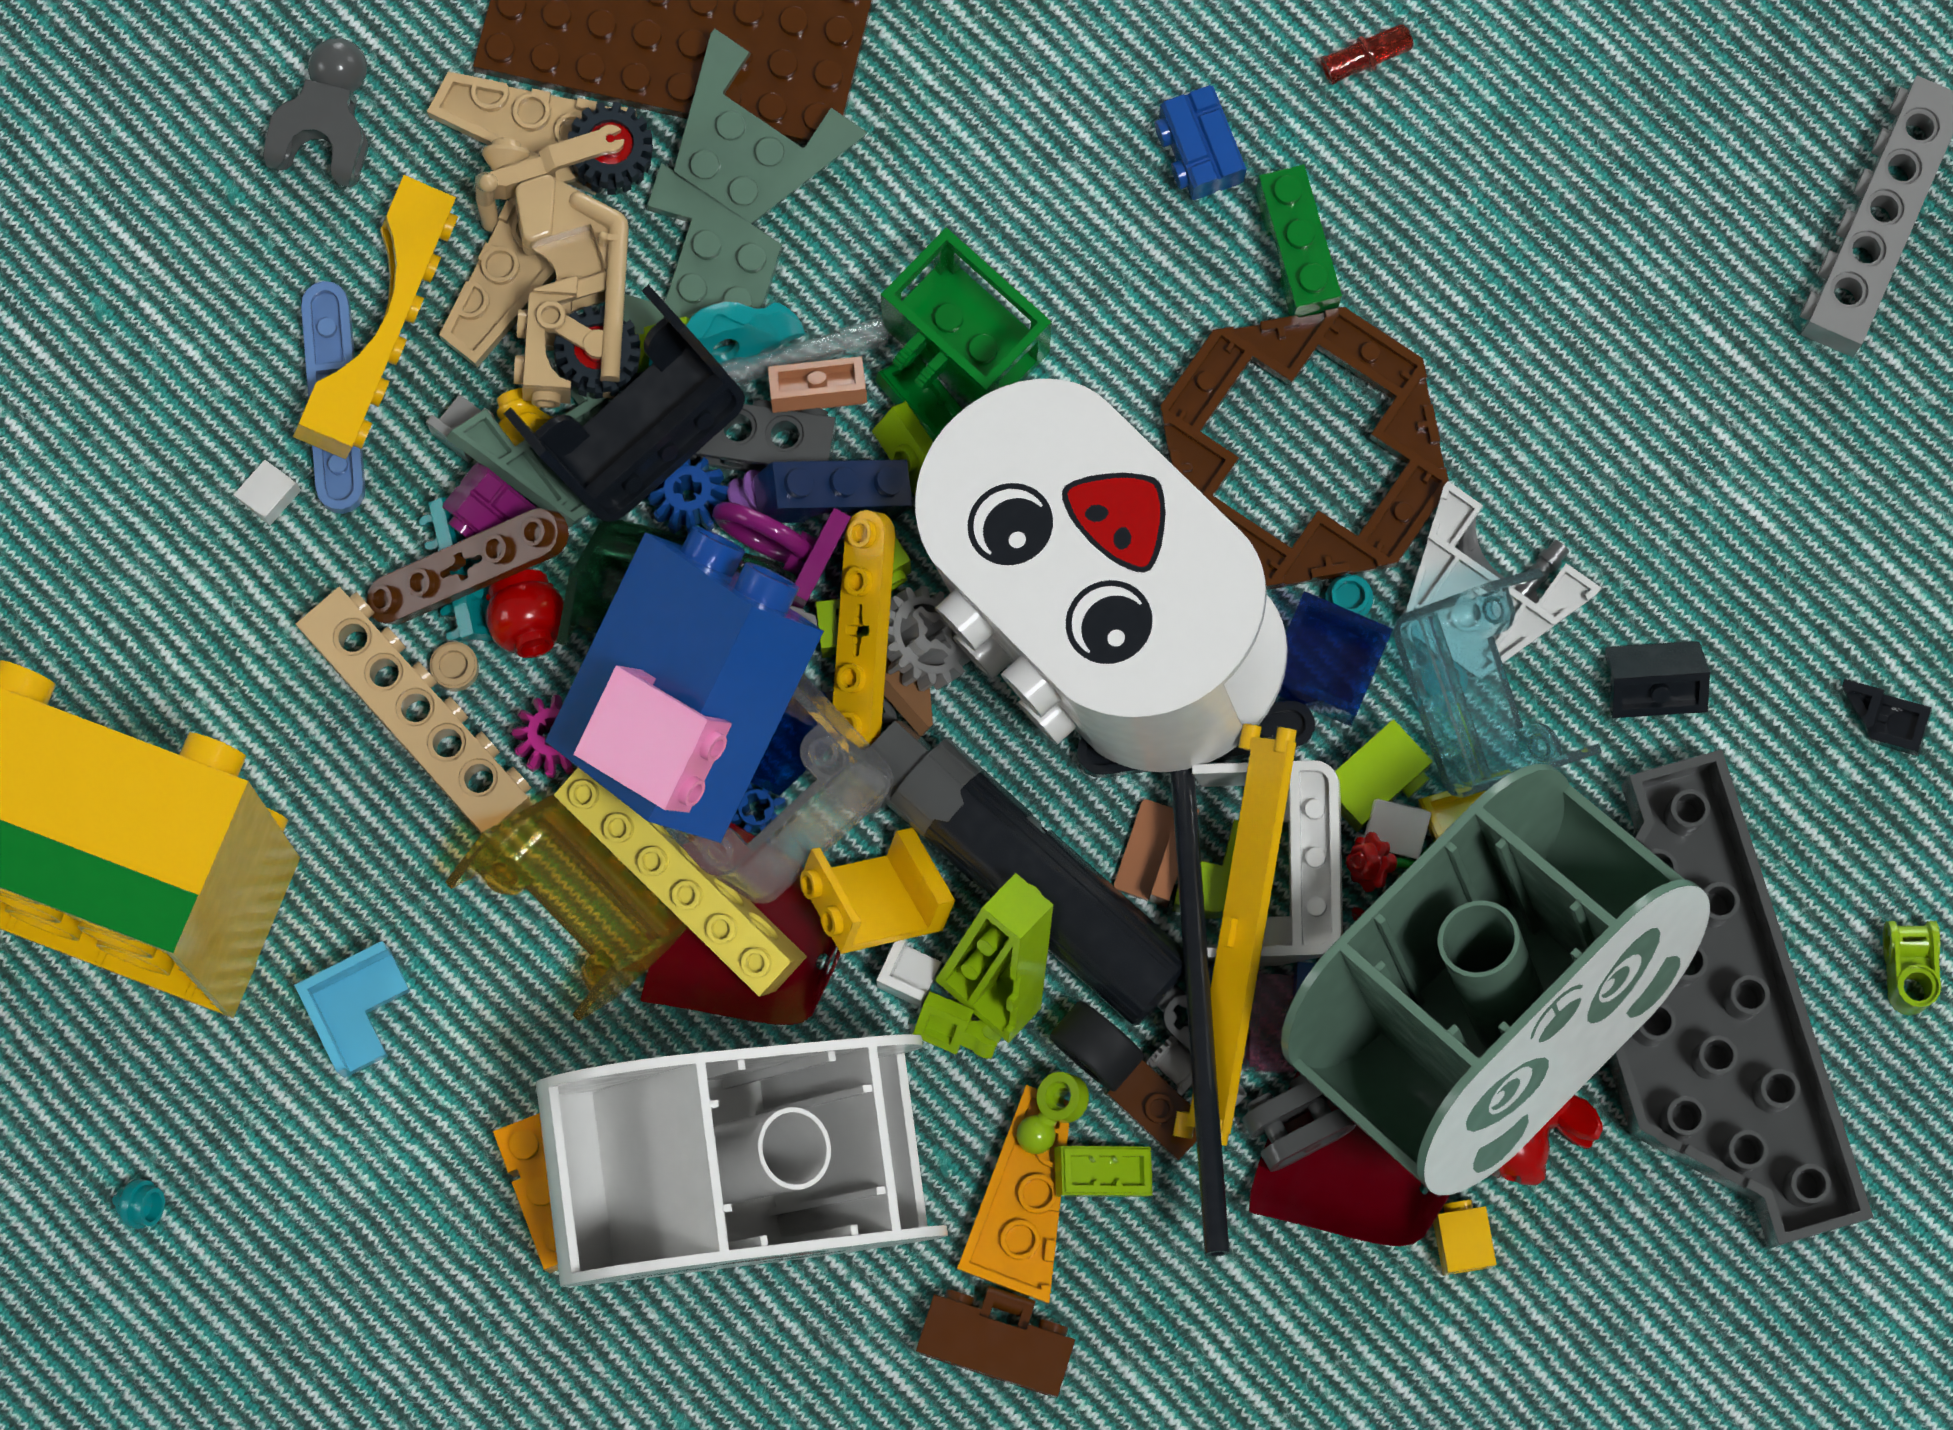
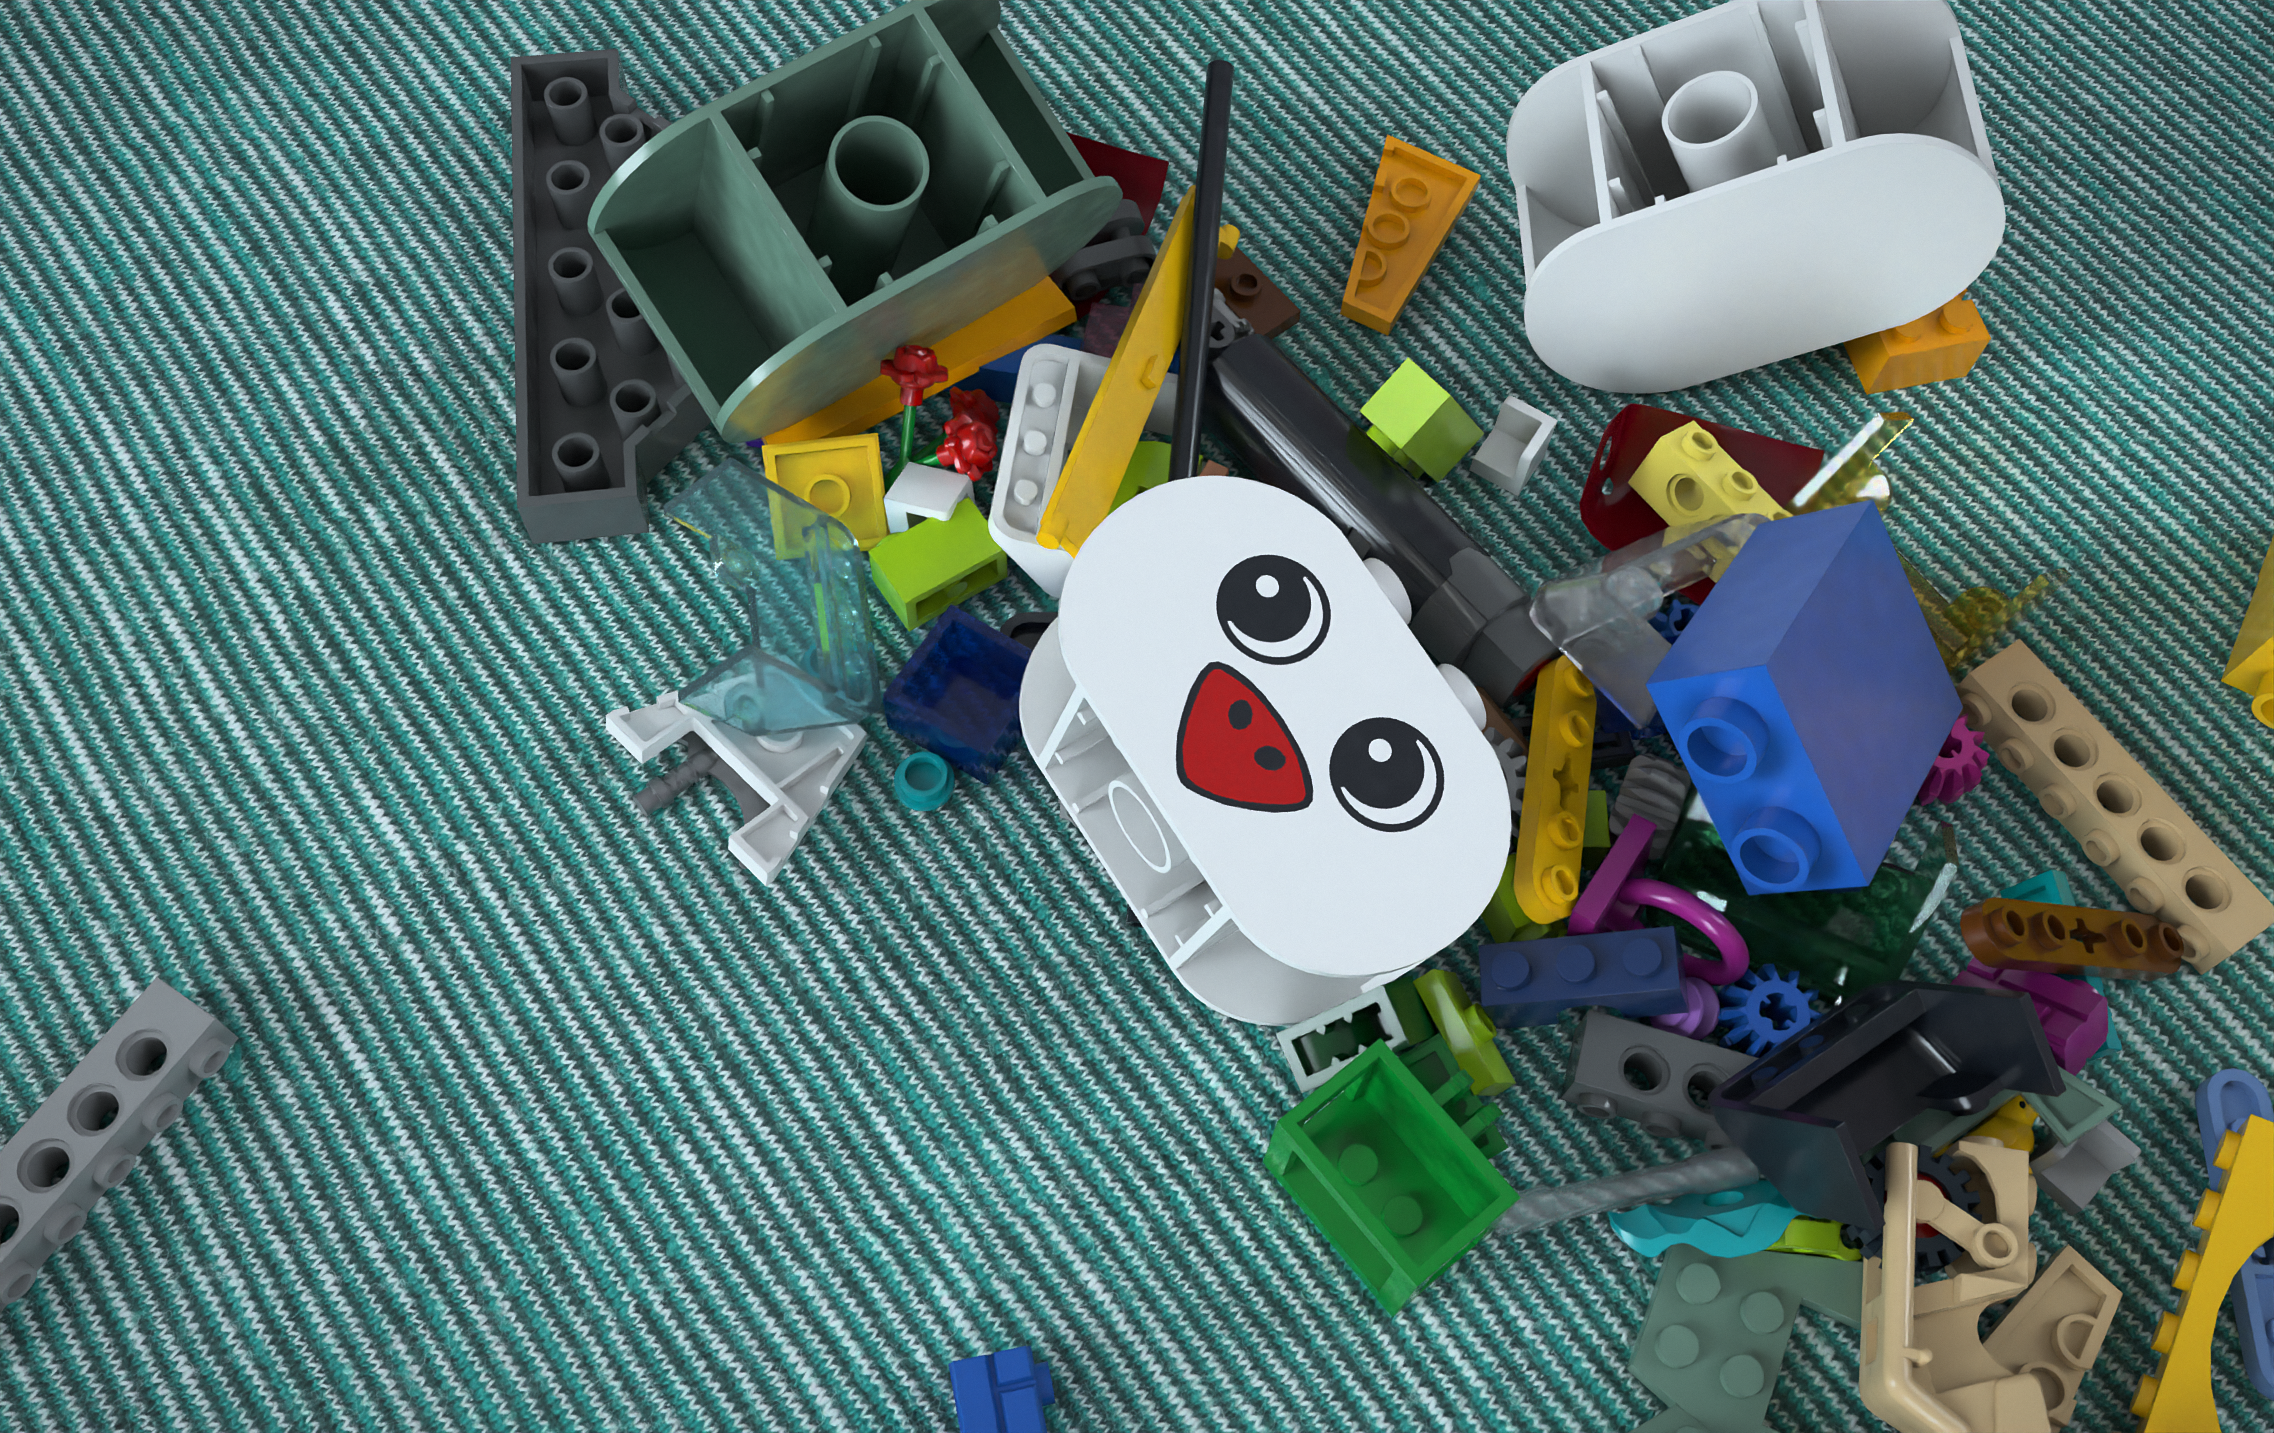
camera: 175 degrees left, 15 degrees down
(340, 1003) = (2162, 498): medium azure panel -> none
(454, 666) = (2059, 853): tan tile -> none
(524, 613) = (1981, 875): red piece -> none
(652, 741) = (1883, 572): bright pink panel -> none
(817, 384) = (1597, 1126): nougat panel -> none
(880, 896) = (1556, 504): yellow panel -> none
(950, 1027) = (1470, 394): lime plate -> none
(973, 1341) = (1440, 109): reddish brown piece -> none
(1037, 1132) = (1360, 283): lime plate -> none
(1096, 1046) = (1314, 331): black tyre -> none
(1103, 1171) = (1315, 238): lime plate -> none
(1302, 249) = (893, 1249): green arch -> none
(1405, 430) = (943, 1105): reddish brown plate -> none
(1657, 679) = (567, 638): black panel -> none
(1888, 719) = (303, 556): black slope -> none
(1912, 955) = (378, 299): lime piece -> none

